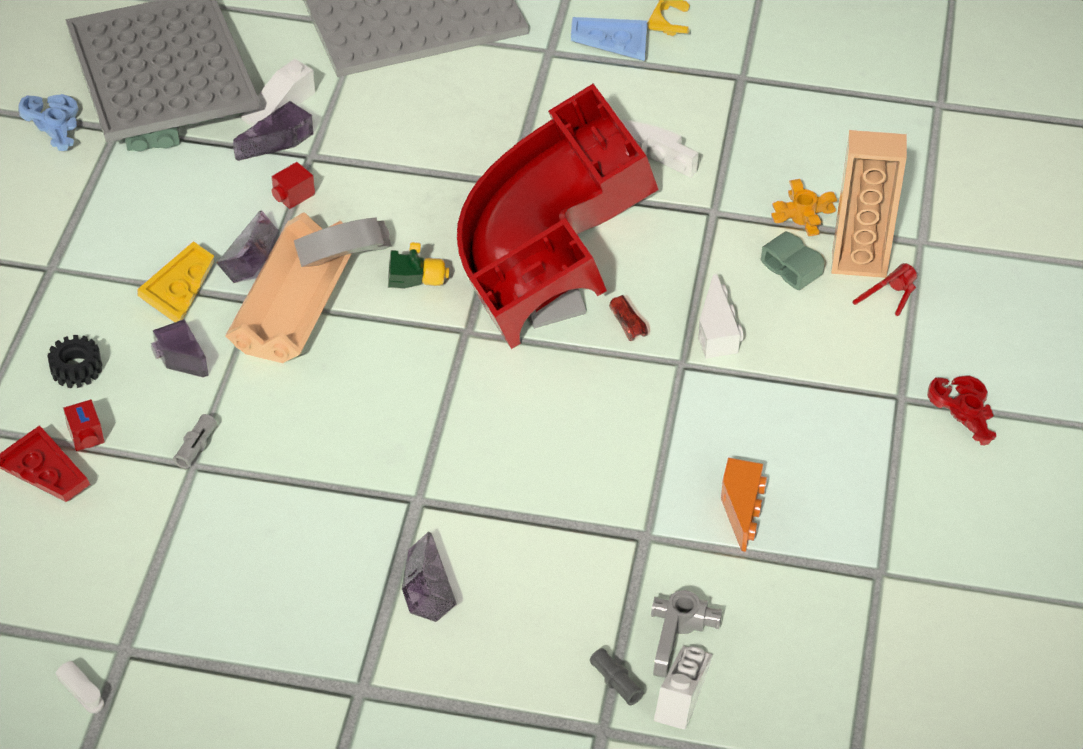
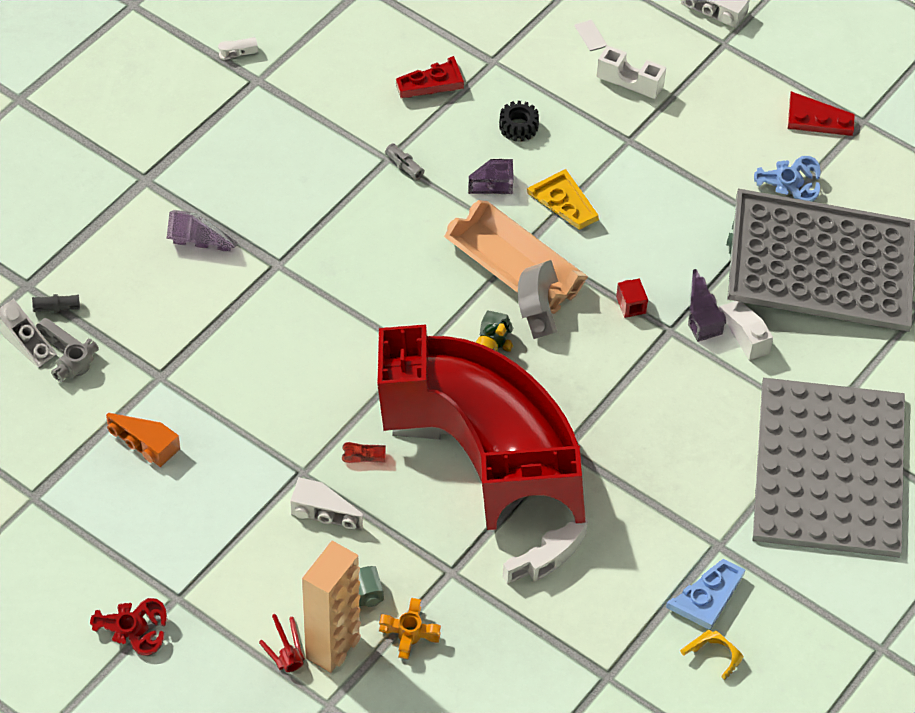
camera: 115 degrees right, 5 degrees up
(83, 425) = (452, 106): red brick -> none
(249, 249) = (573, 247): slope -> none

